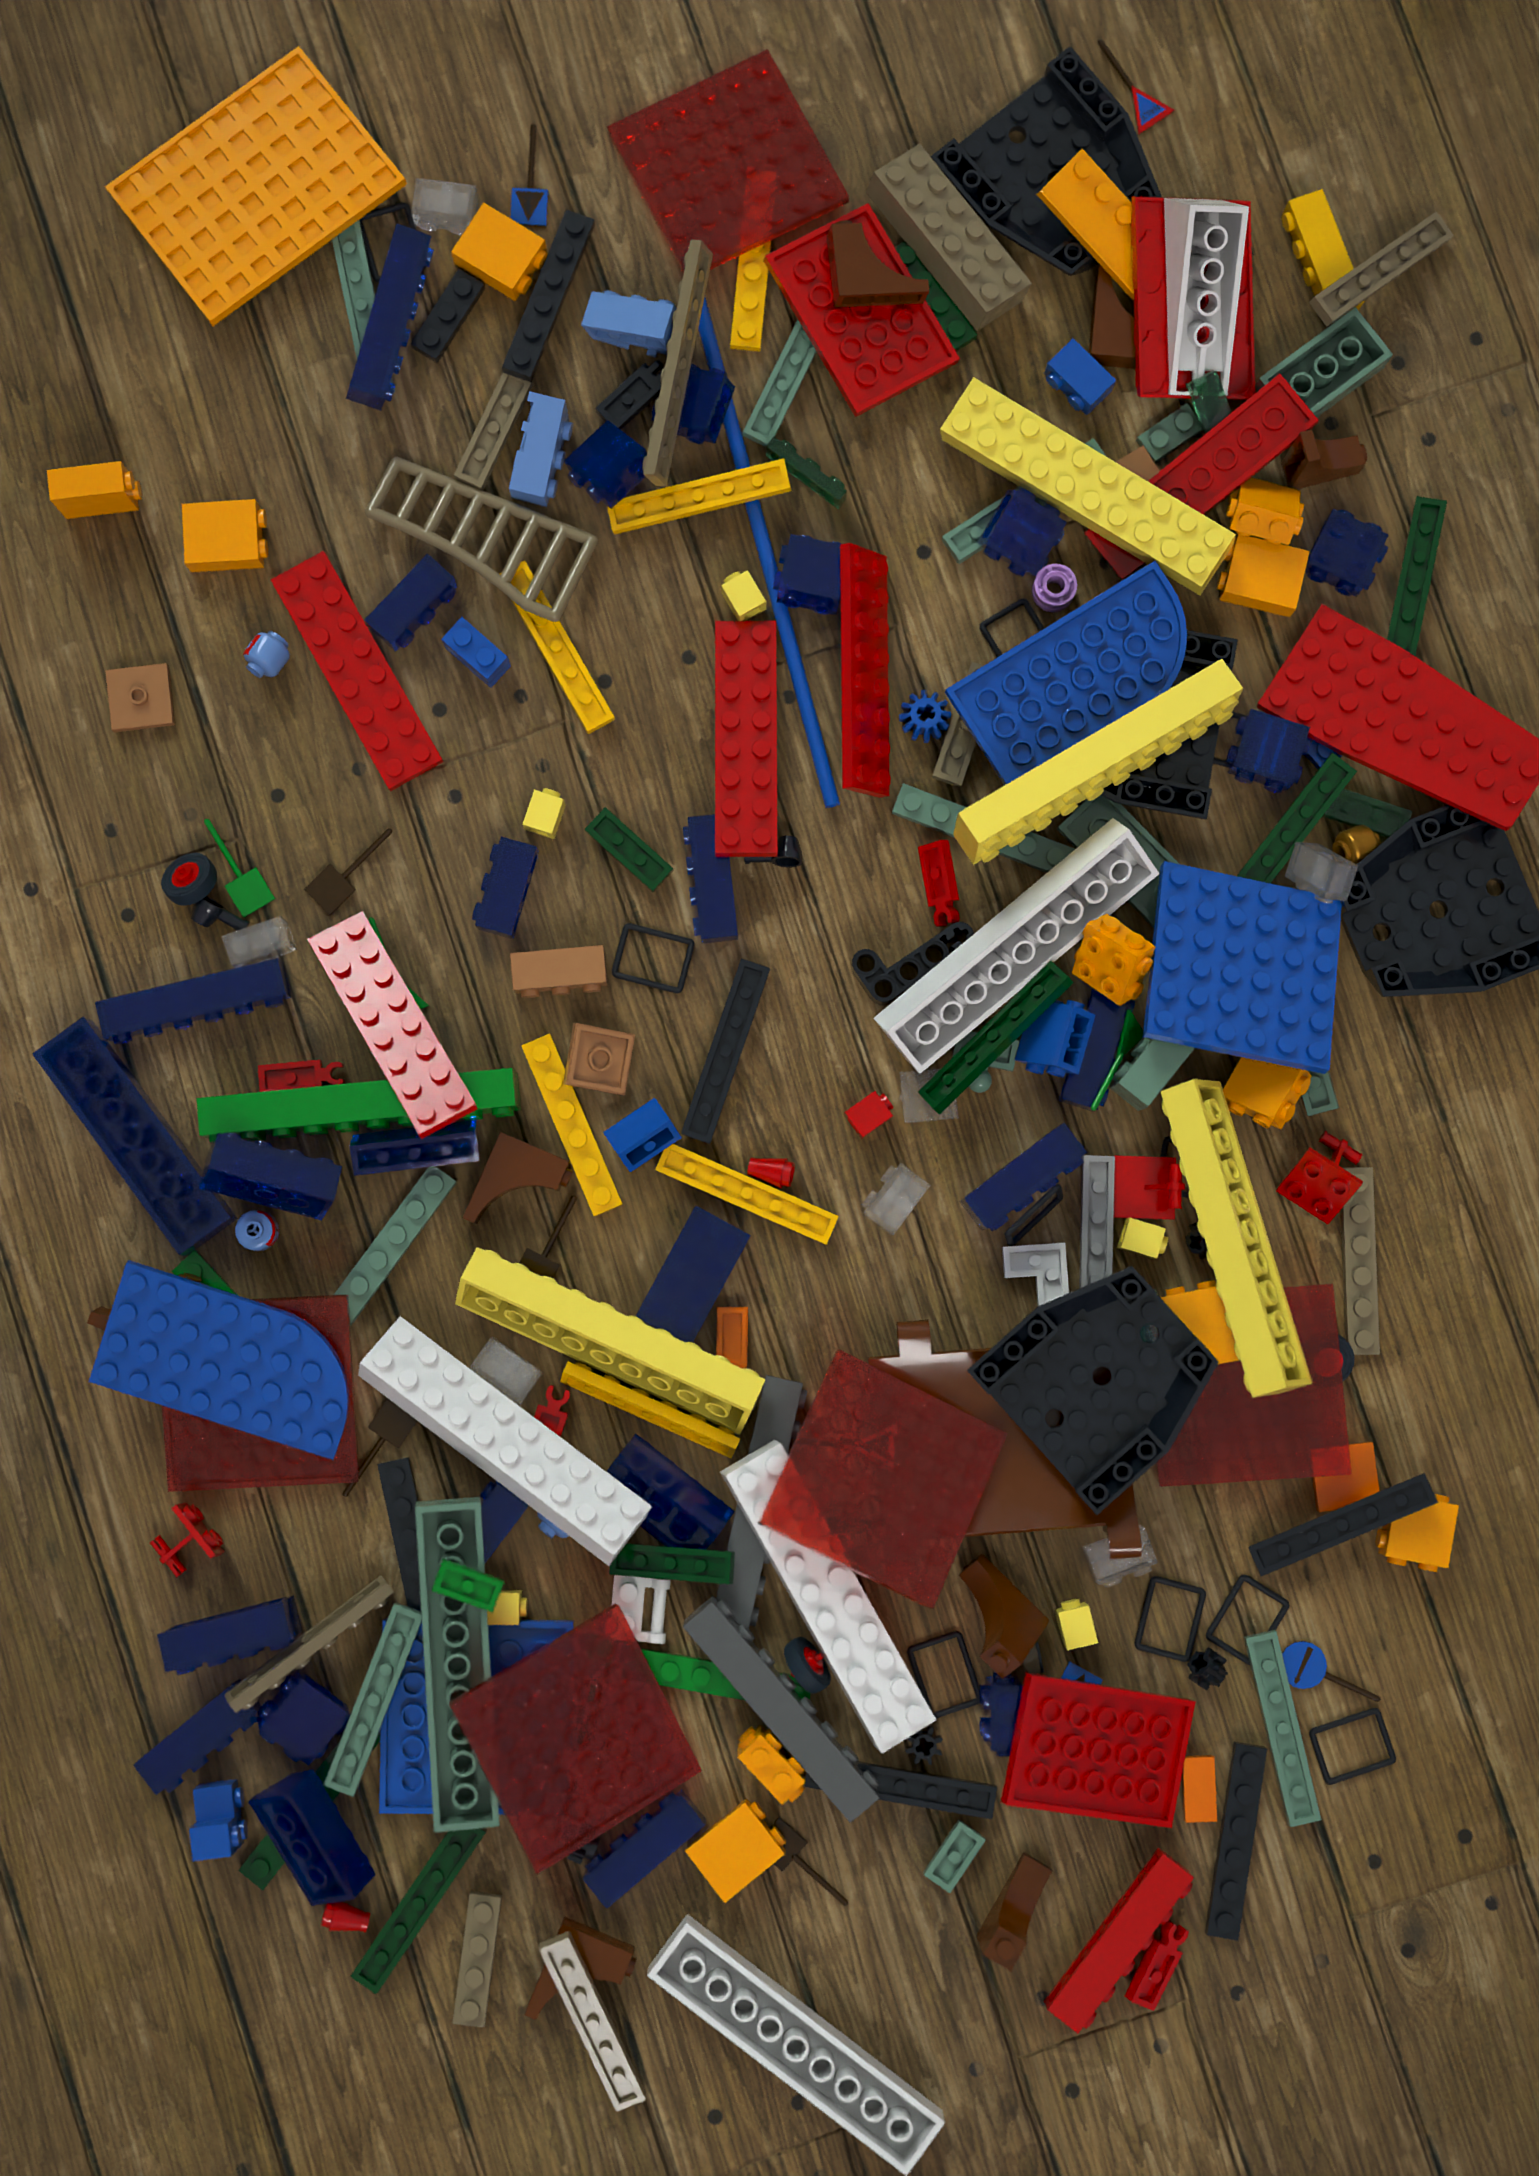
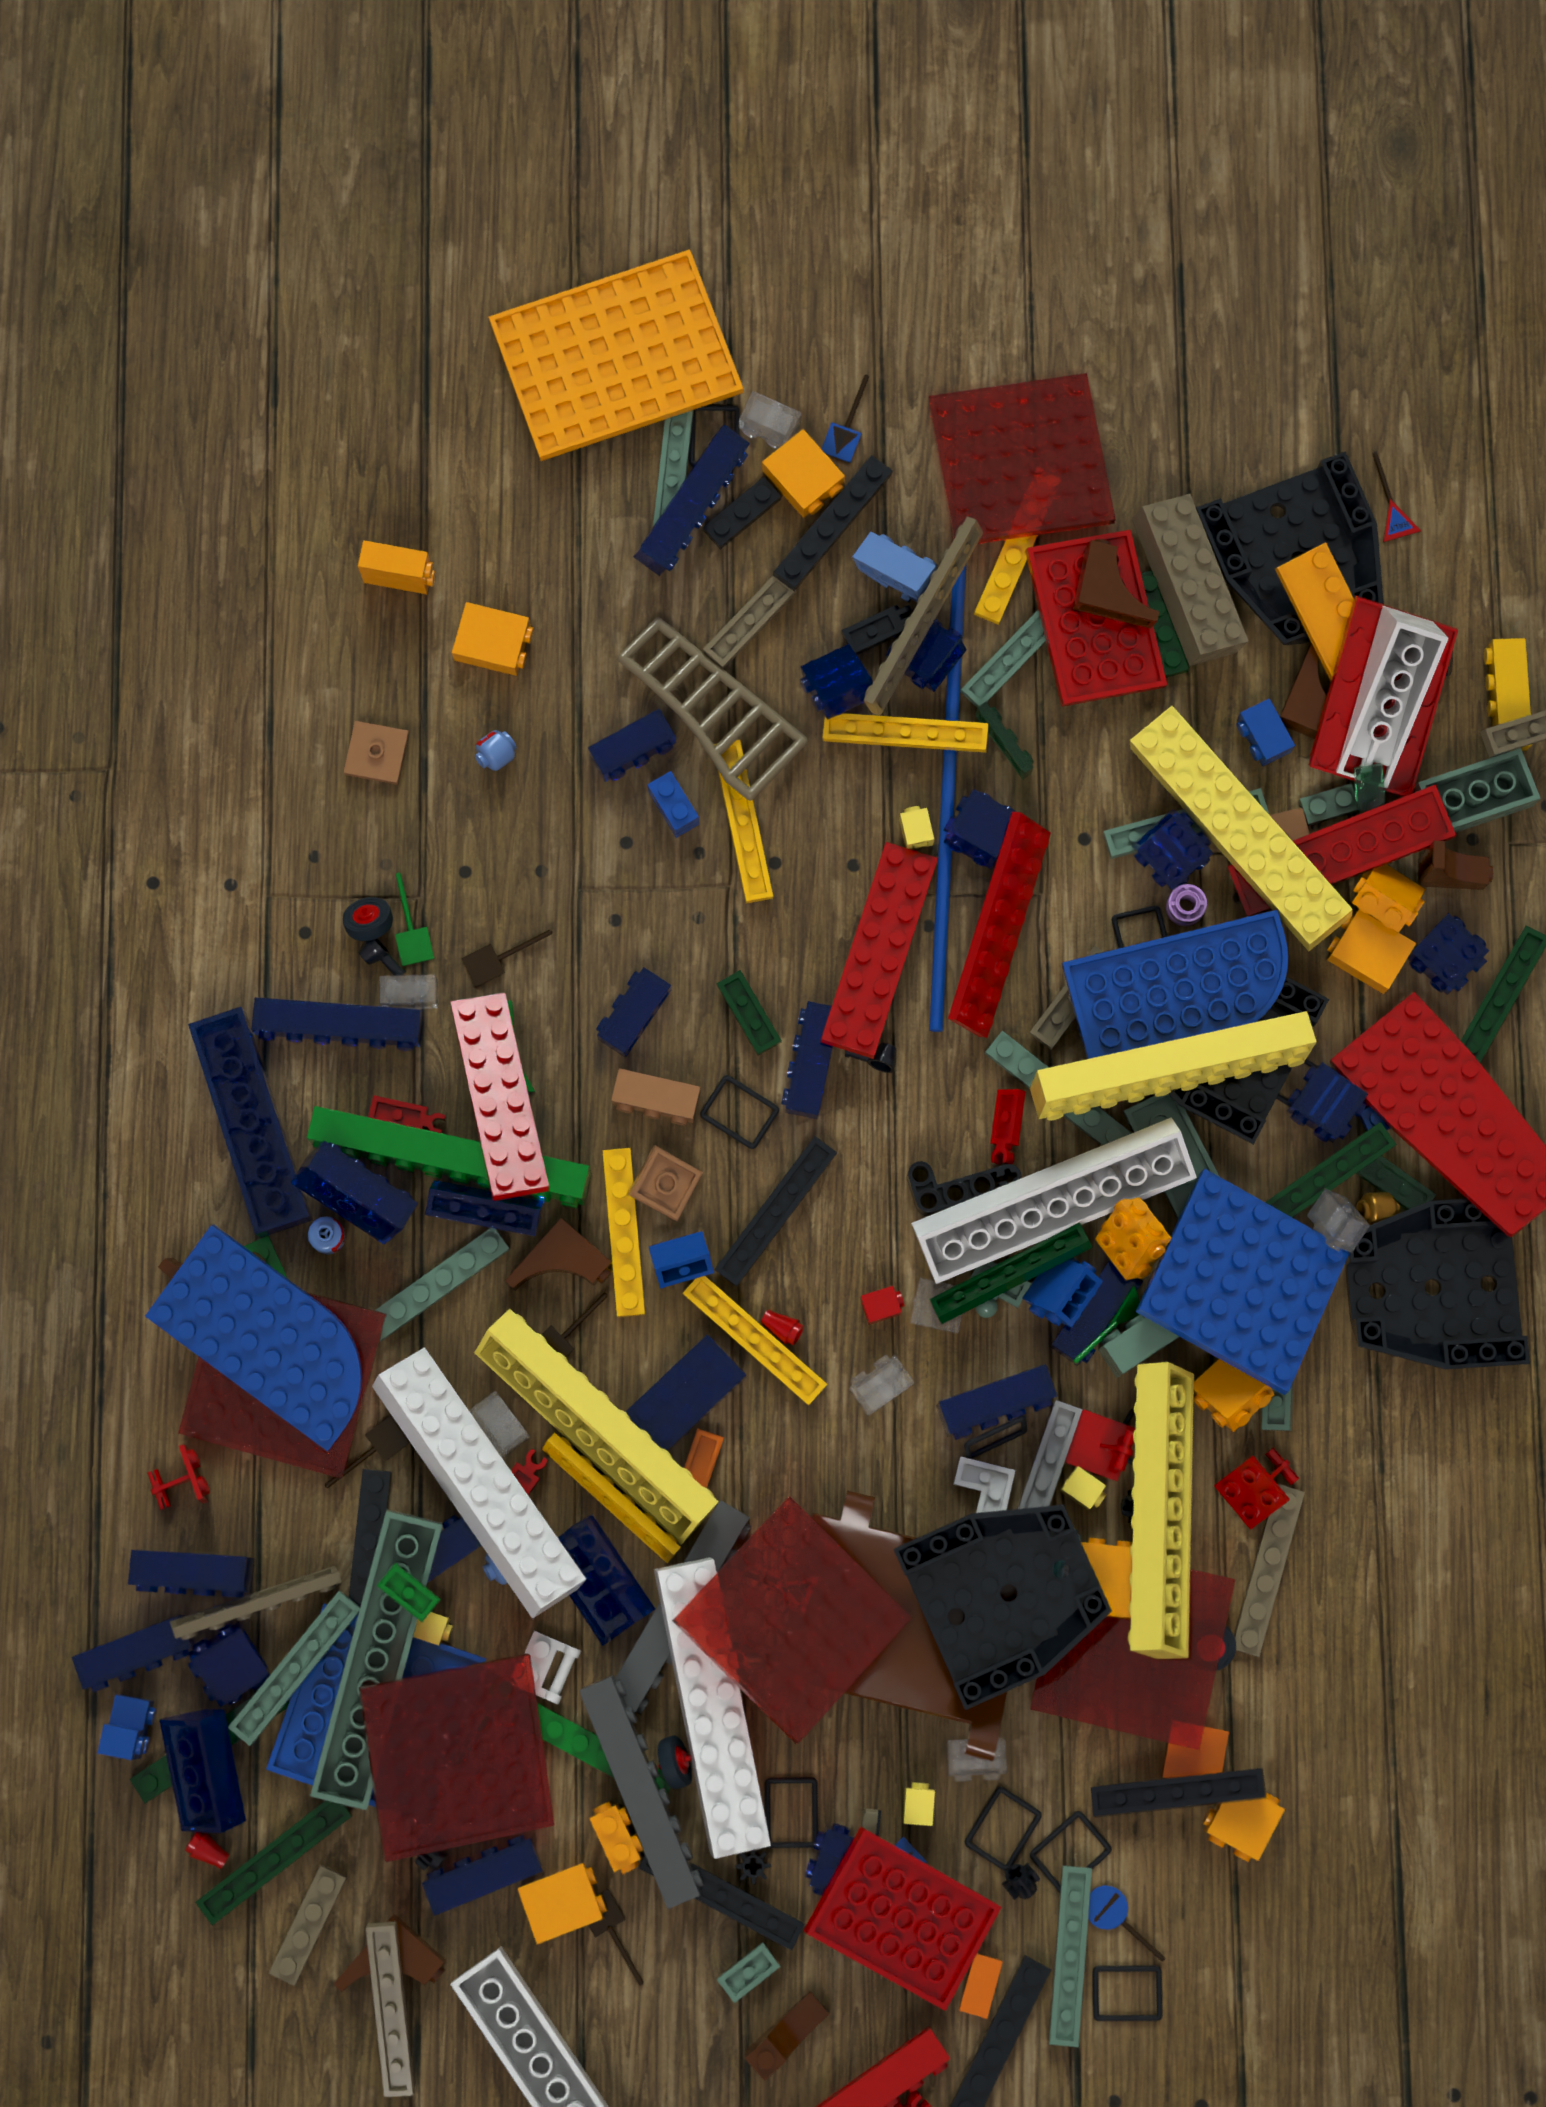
camera: 20 degrees right, 5 degrees down
(357, 671) = (567, 788): red plate -> none
(540, 450) = (783, 651): medium blue wedge -> none
(544, 813) = (687, 958): light yellow brick -> none
(674, 1563) = (588, 1636): dark green plate -> none
(917, 708) = (1039, 989): blue gear -> none
(1009, 1617) = (862, 1776): reddish brown arch -> none

